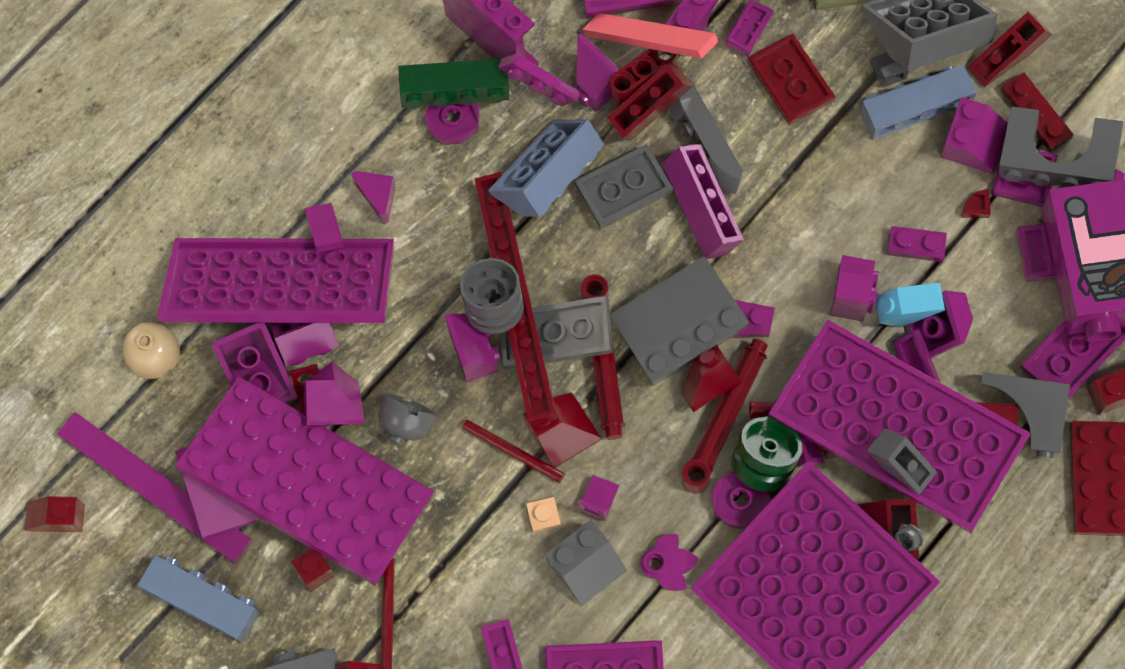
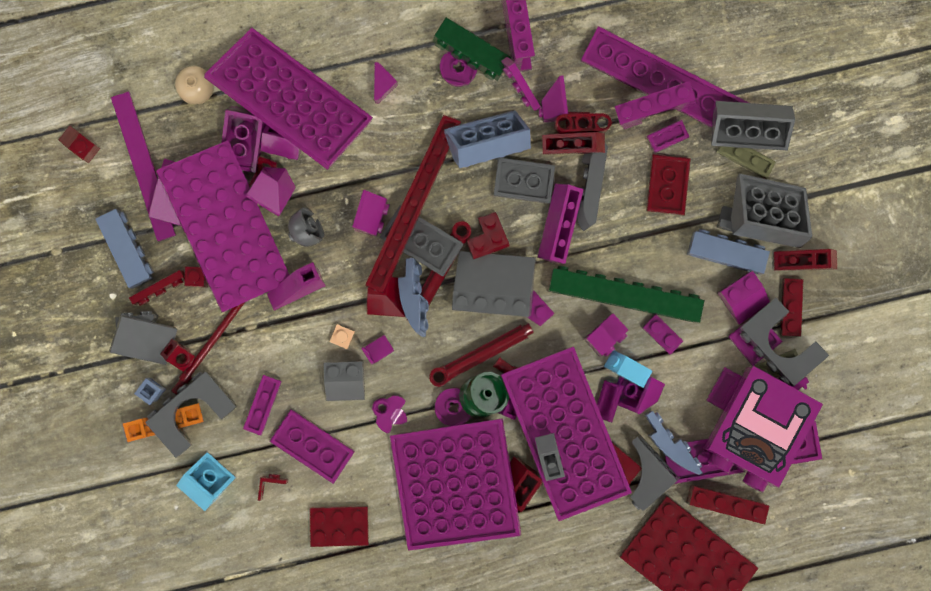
camera: 30 degrees right, 15 degrees up
(275, 616) = (158, 289): none -> dark red plate
(324, 227) = (338, 82): magenta tile -> none
(444, 491) = (296, 286): none -> magenta slope
(492, 295) = (396, 188): dark grey wheel -> none
(513, 451) = (351, 288): dark red bar -> none
(597, 402) = (412, 302): none -> sand blue slope
(636, 274) = (492, 239): none -> dark red plate
(651, 35) = (601, 105): coral tile -> none
(708, 378) = (486, 329): dark red slope -> none
(840, 229) = (626, 295): none -> dark green brick
(909, 537) = (522, 500): dark grey plate -> none
(978, 205) = (714, 337): dark red tile -> none
(1040, 357) = (675, 451): none -> sand blue slope

